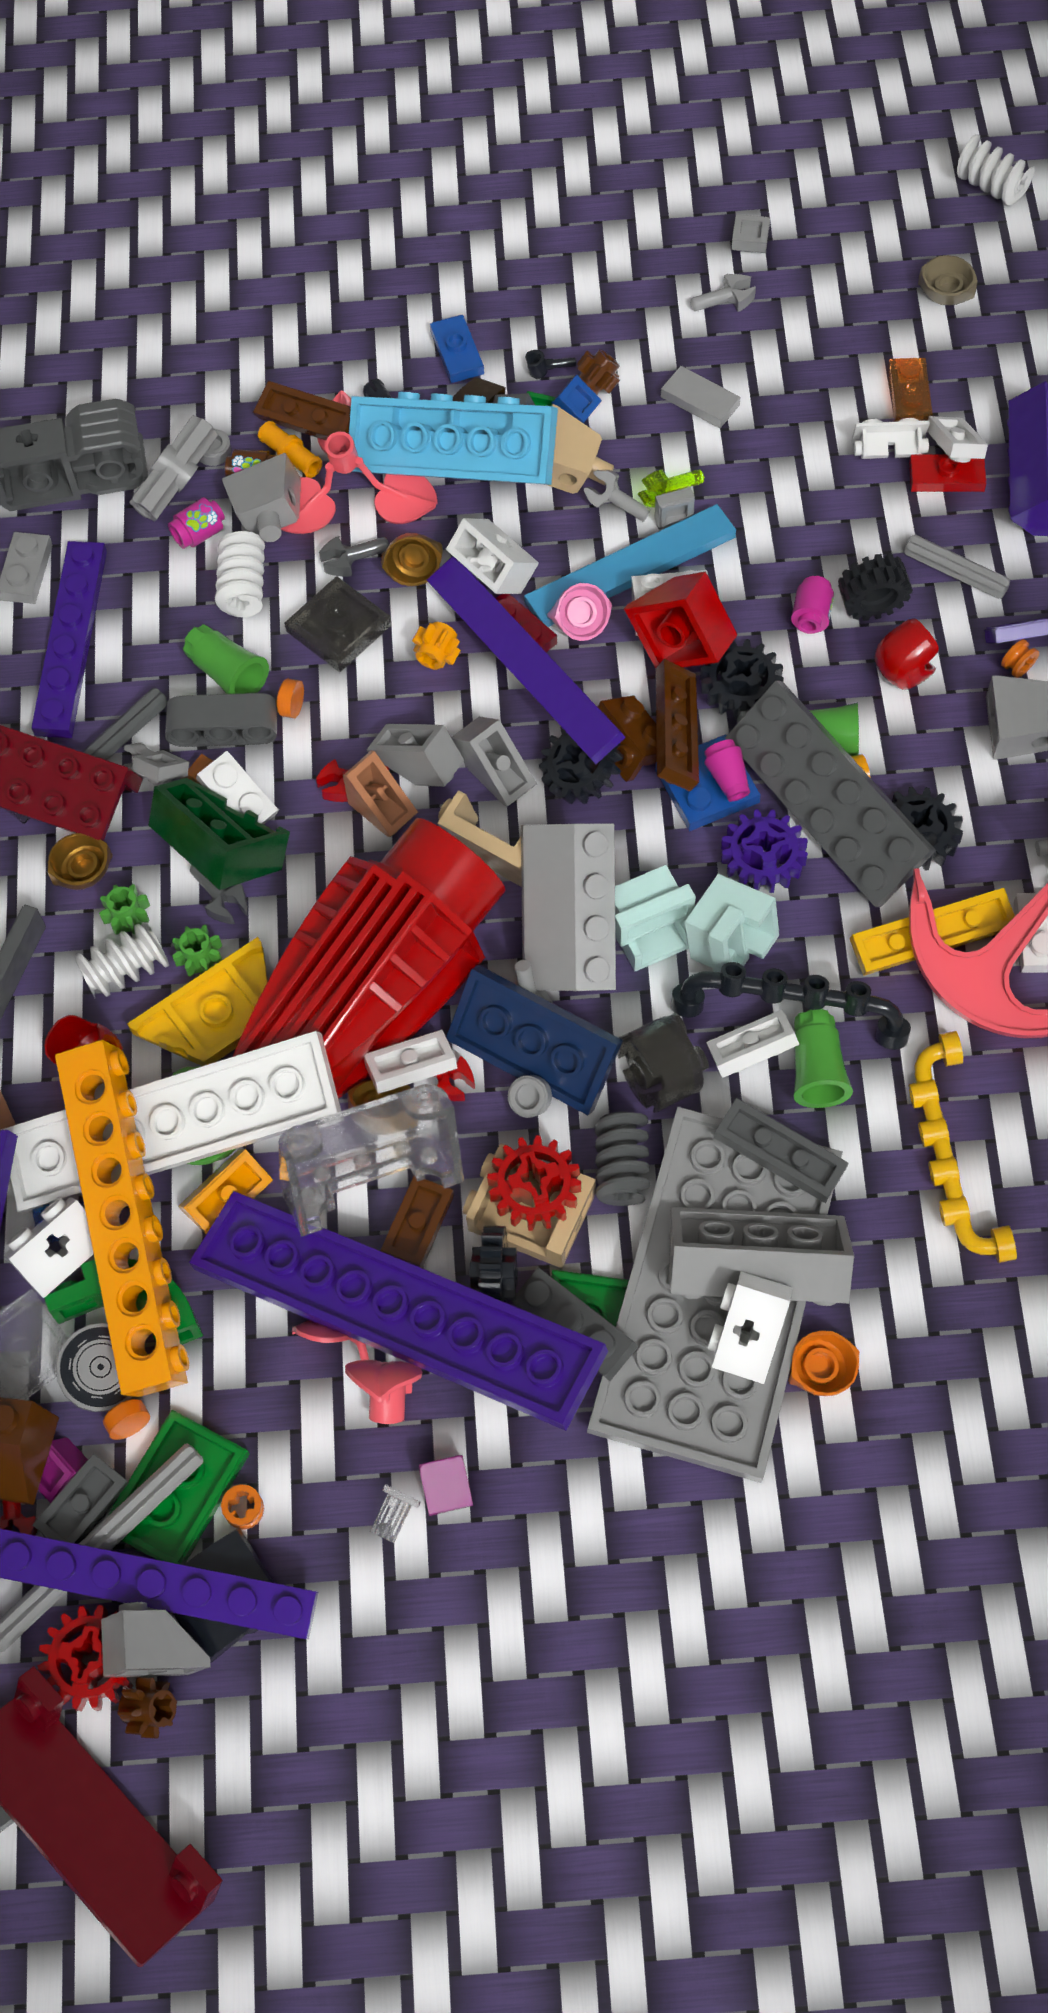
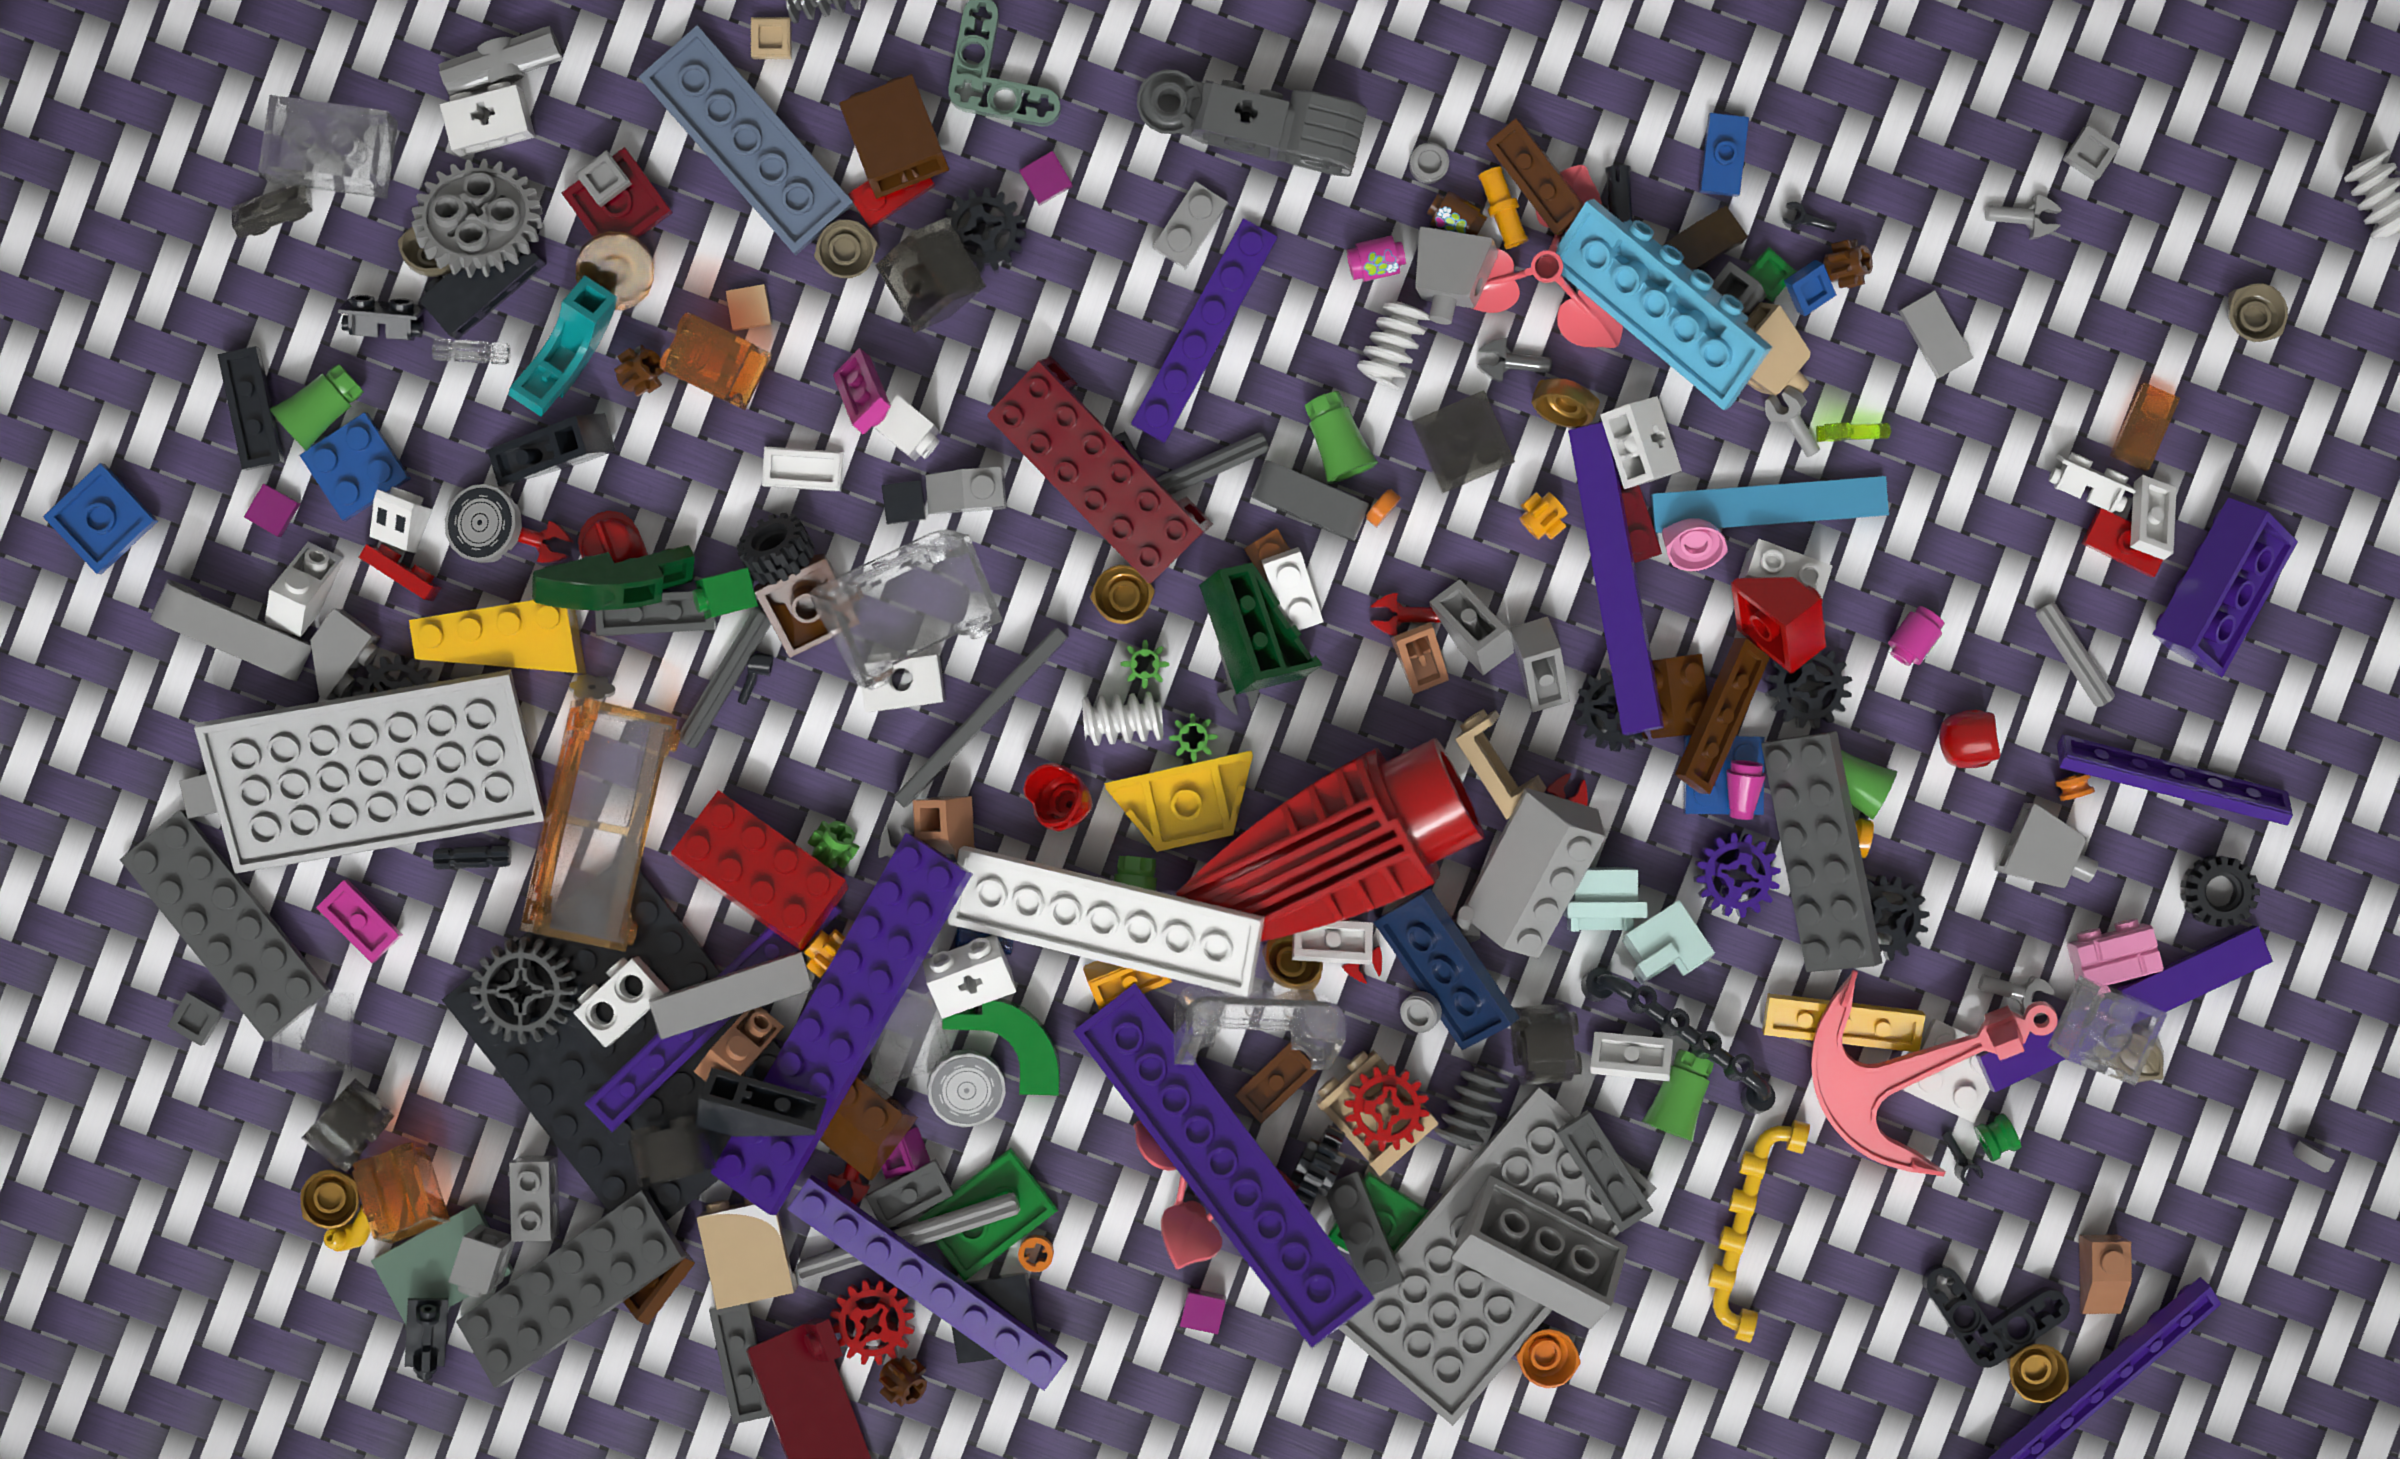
camera: 25 degrees right, 25 degrees up
(80, 1074) = (997, 1121): light orange brick -> none
(126, 1419) = (971, 1141): orange tile -> none
(148, 1644) = (920, 1342): light grey slope -> none
(157, 766) = (1228, 528): light grey plate -> none
(173, 468) = (1379, 184): light grey piece -> none
(393, 1514) = (1153, 1314): clear piece -> none
(674, 507) = (1842, 464): light grey tile -> none
(743, 1351) = (1501, 1318): white brick -> none
(875, 587) = (1980, 654): black tyre -> none

